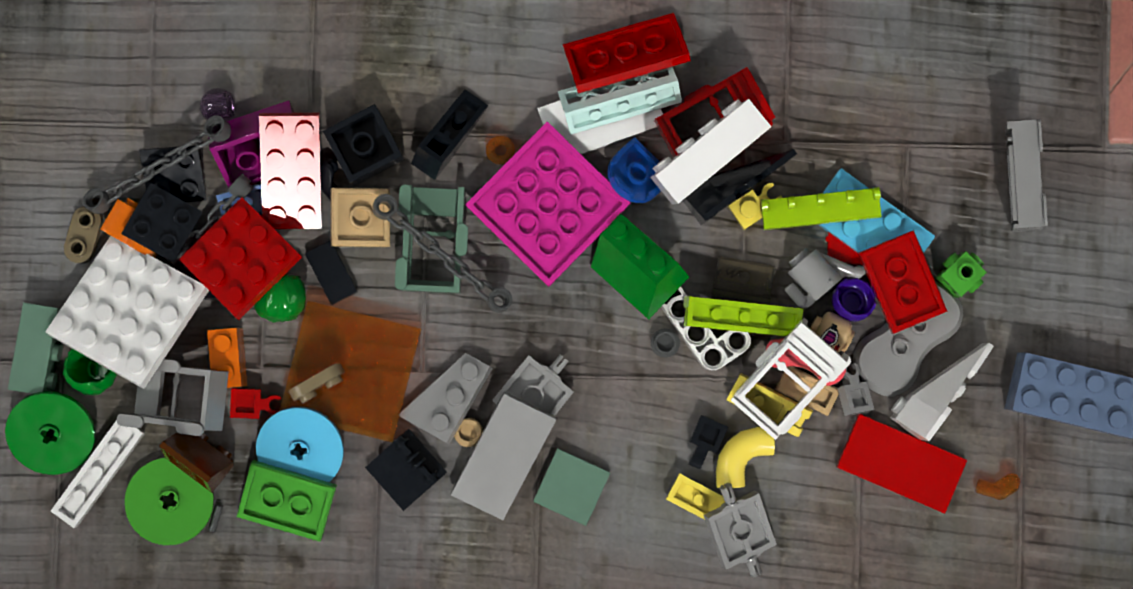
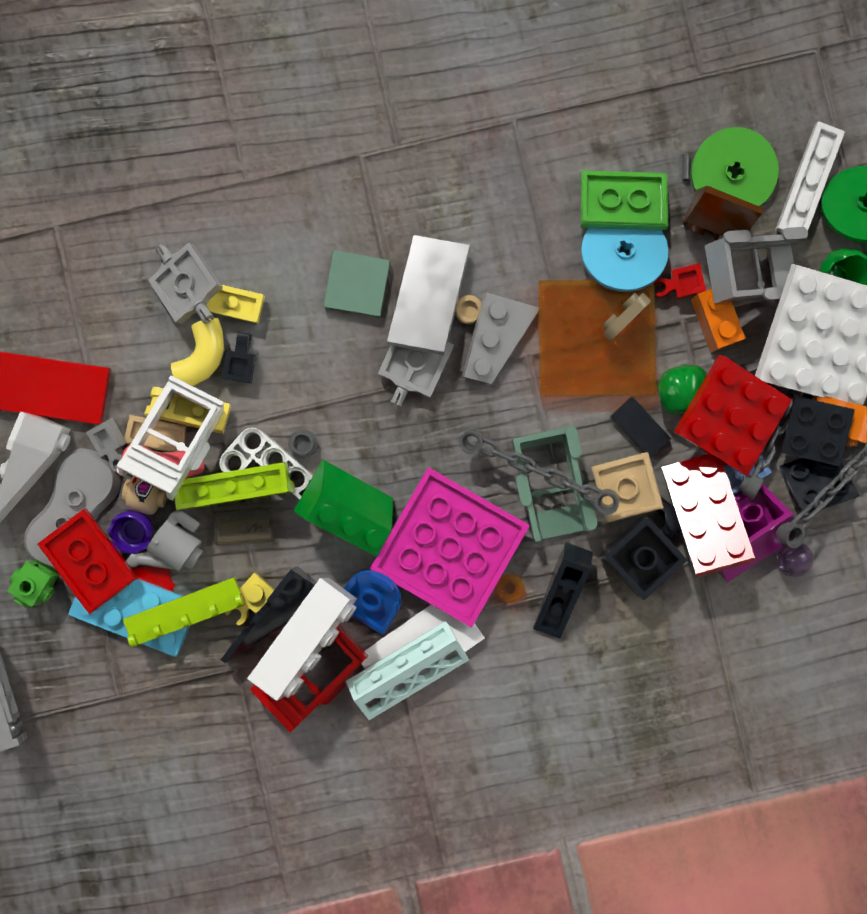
camera: 165 degrees right, 0 degrees up
(406, 469) = (518, 259): black hinge -> none
(626, 52) = (411, 715): red plate -> none

